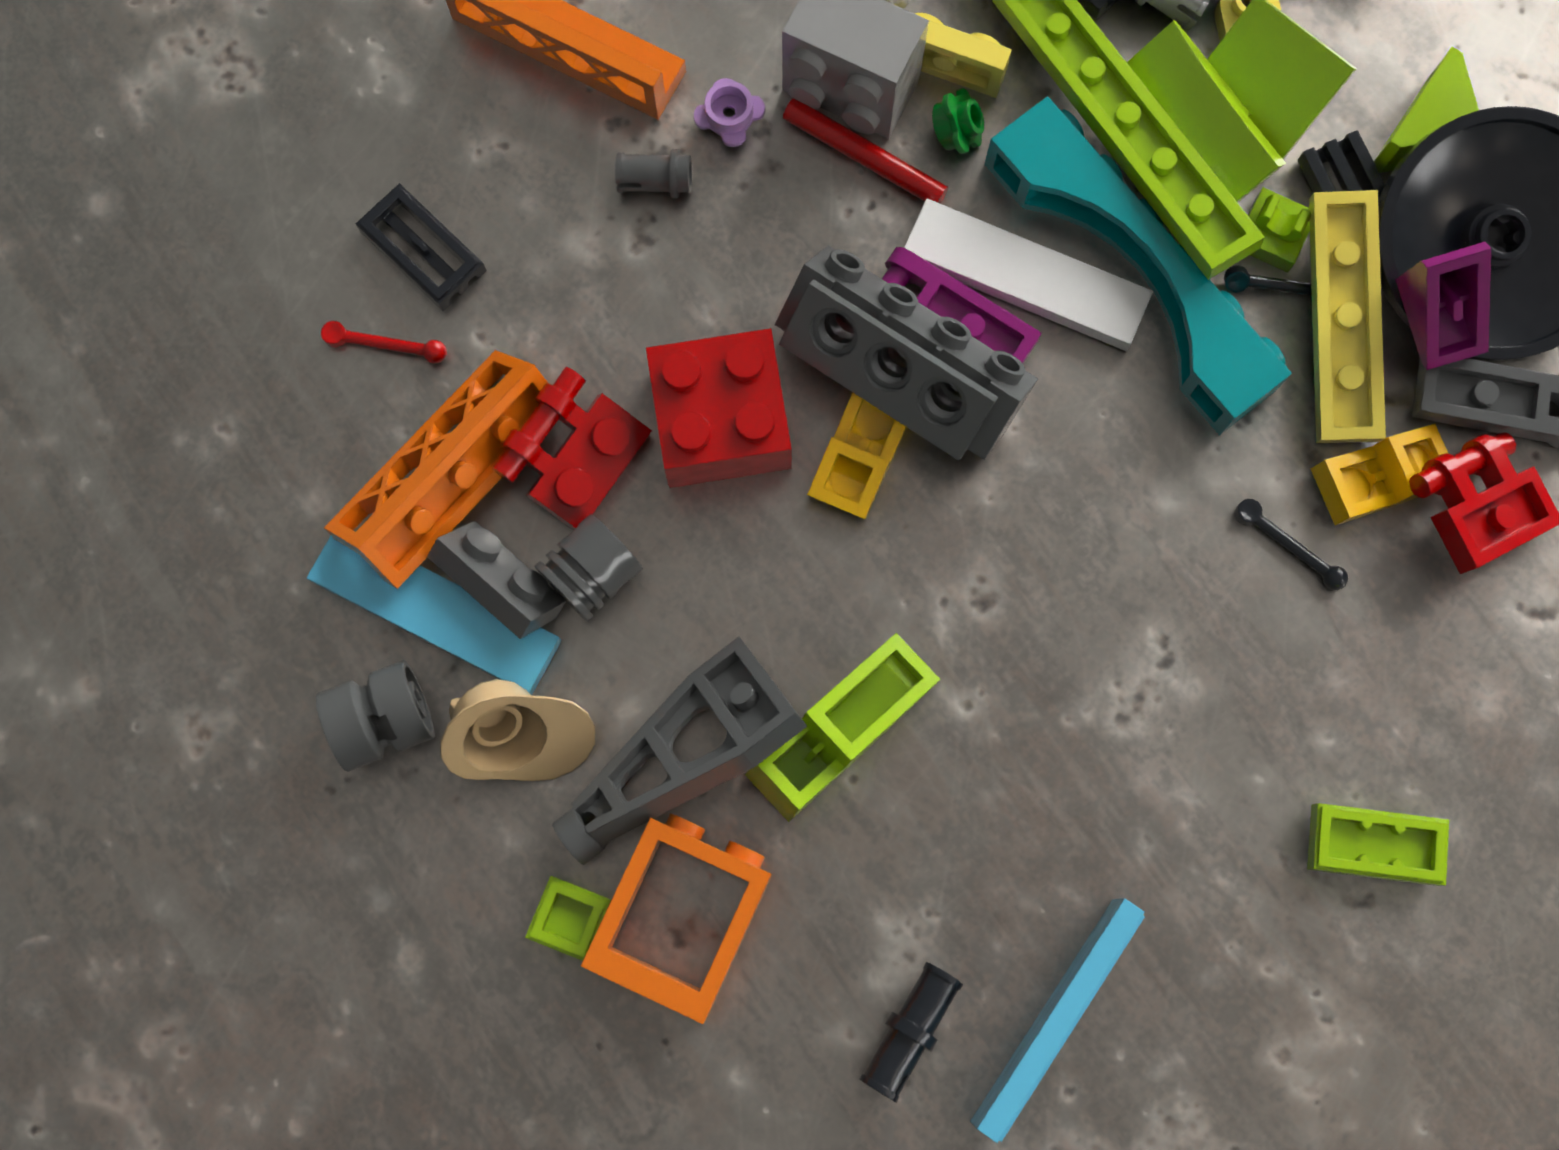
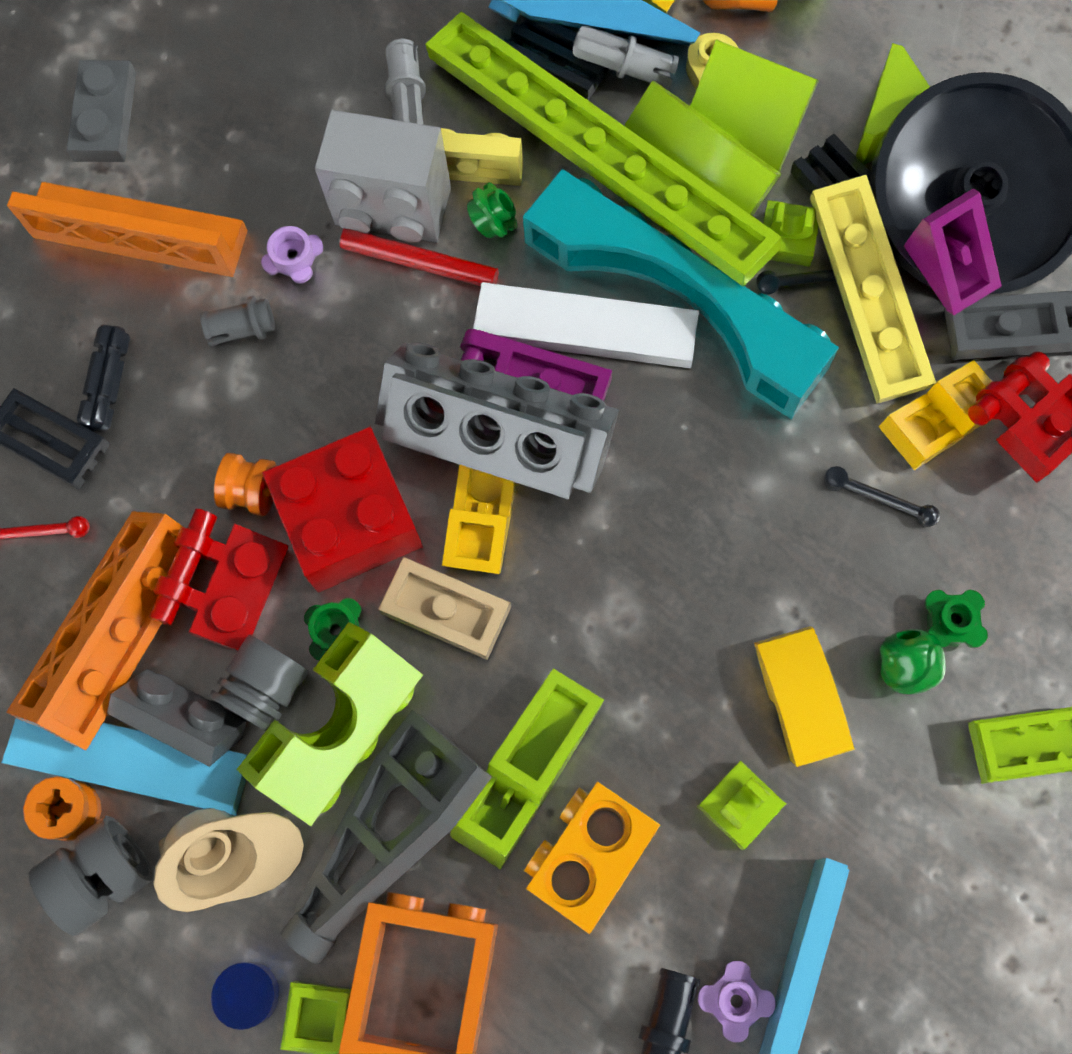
camera: 10 degrees left, 5 degrees down
(370, 648) = (76, 812): none -> orange wheel
(496, 197) = (103, 378): none -> black axle
(501, 876) = (244, 995): none -> clear blue tile
(621, 353) = (243, 484): none -> orange wheel
(666, 519) = (323, 617): none -> green plate
(700, 603) = (309, 768): none -> arch
(799, 540) = (445, 608): none -> tan plate
(896, 845) = (605, 865): none -> light orange brick
(987, 1033) = (755, 1002): none -> lavender plate
(1052, 824) = (741, 805): none -> lime tile
(1149, 730) = (804, 696): none -> yellow slope
(1272, 725) = (912, 661): none -> green piece
(1313, 699) = (967, 606): none -> green plate

